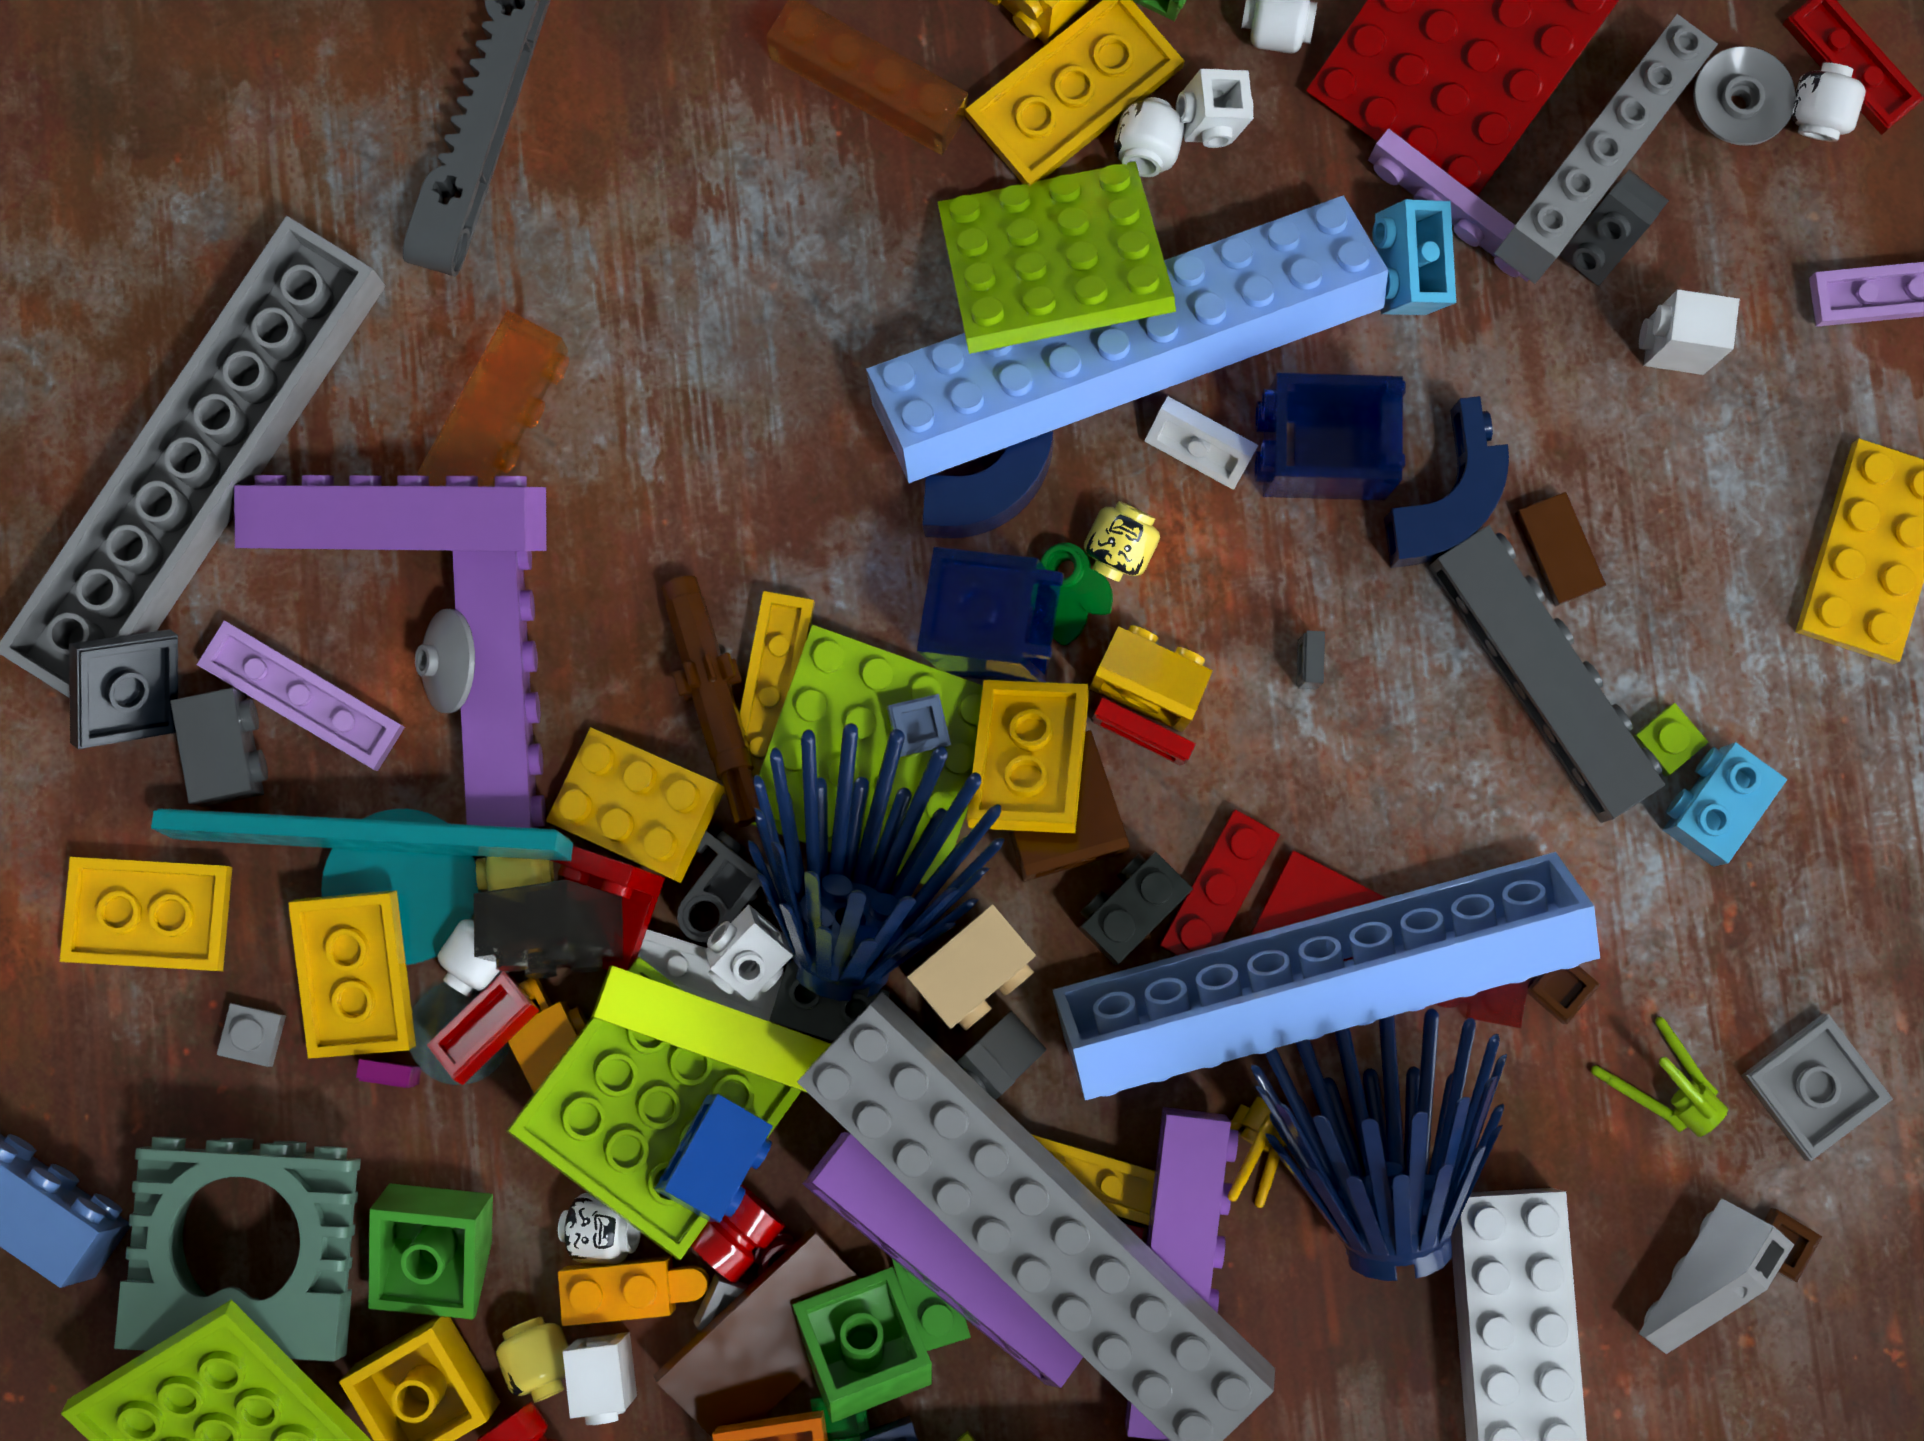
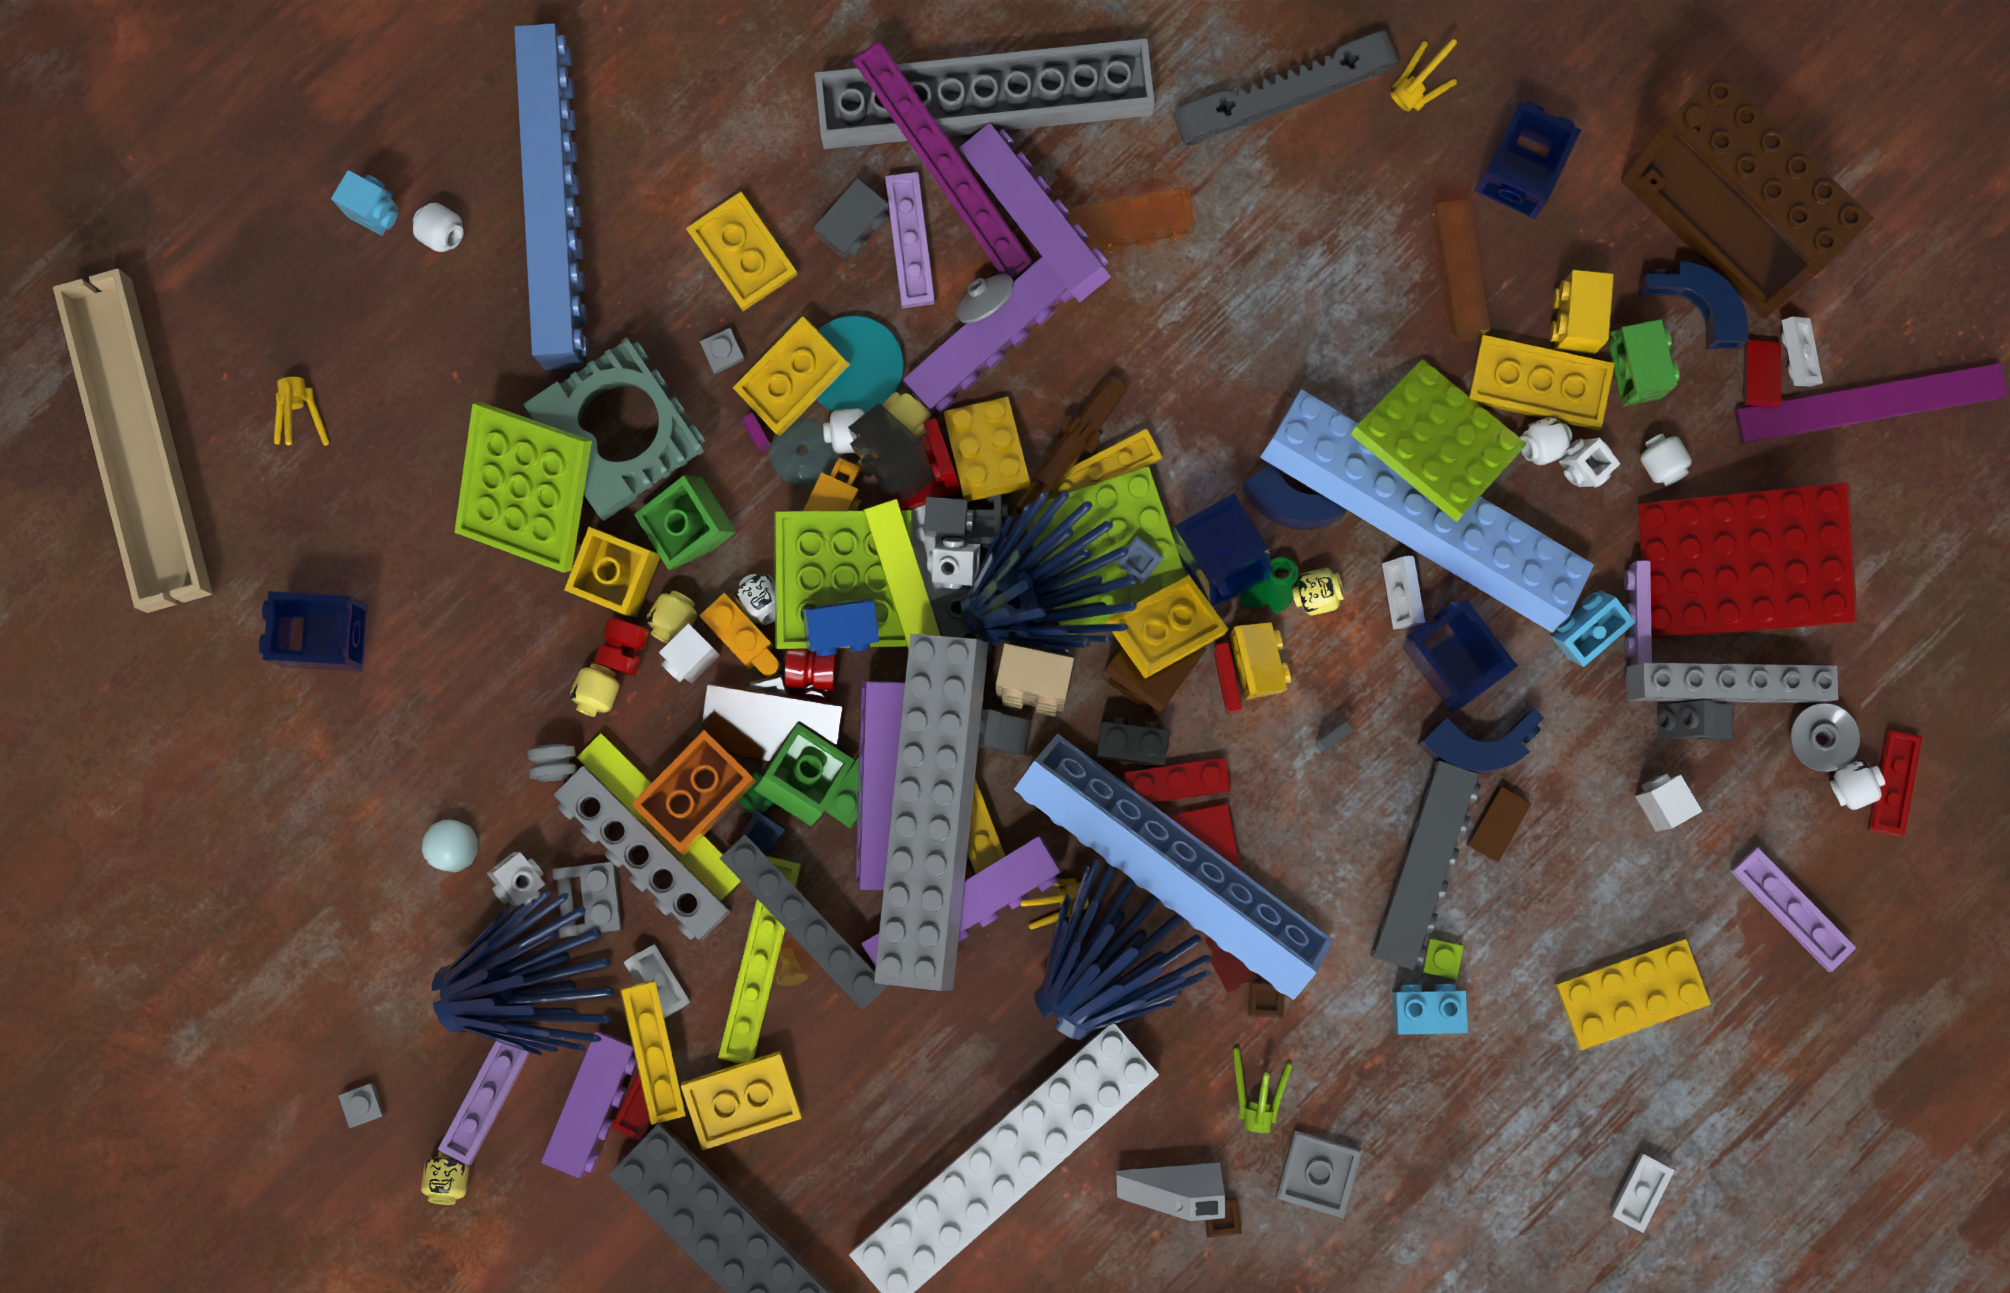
camera: 60 degrees right, 0 degrees up
(122, 688) = (845, 150): black tile -> none
(230, 579) = (942, 160): none -> magenta tile
(363, 834) = (865, 326): teal tile -> none
(483, 1028) = (815, 461): red tile -> none
(684, 920) = (947, 517): none -> dark grey brick

